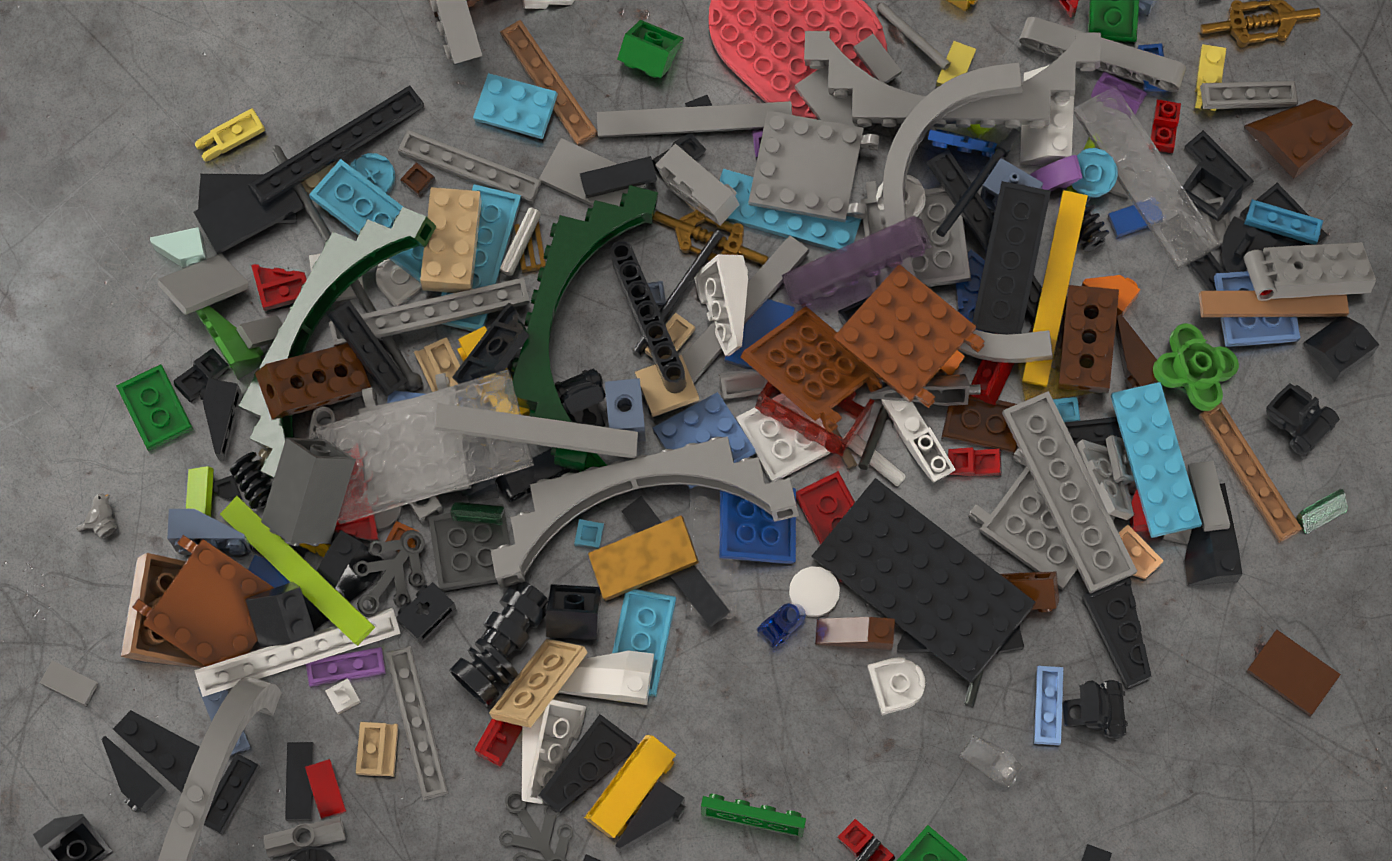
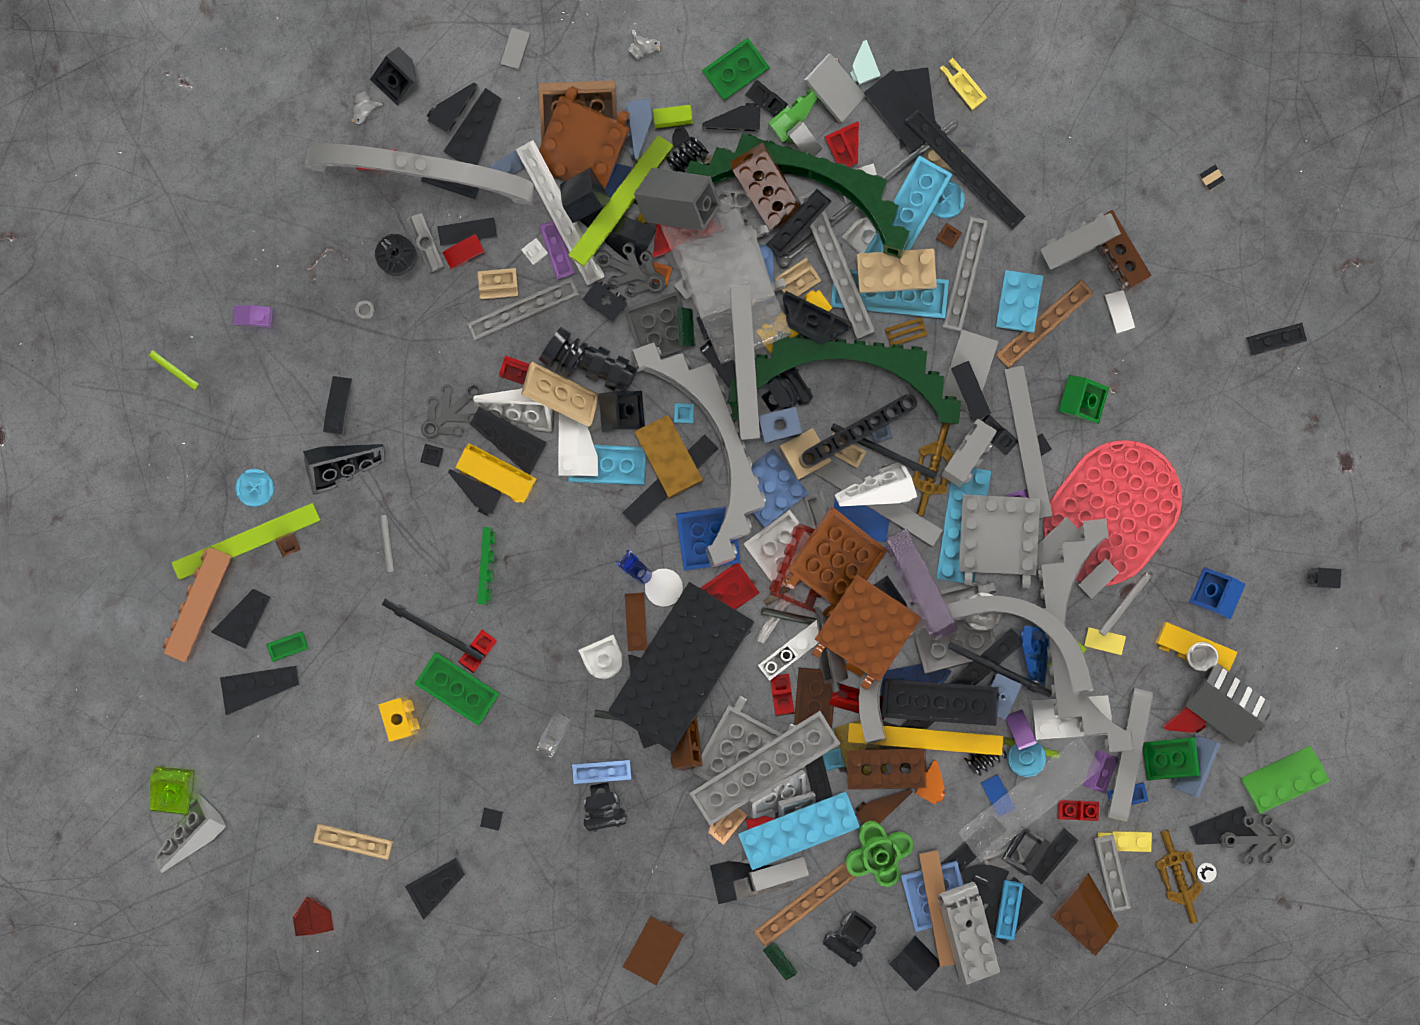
camera: 80 degrees right, 15 degrees up
(520, 241) = (907, 324): white axle -> none
(1118, 623) = (668, 818): black wing -> none

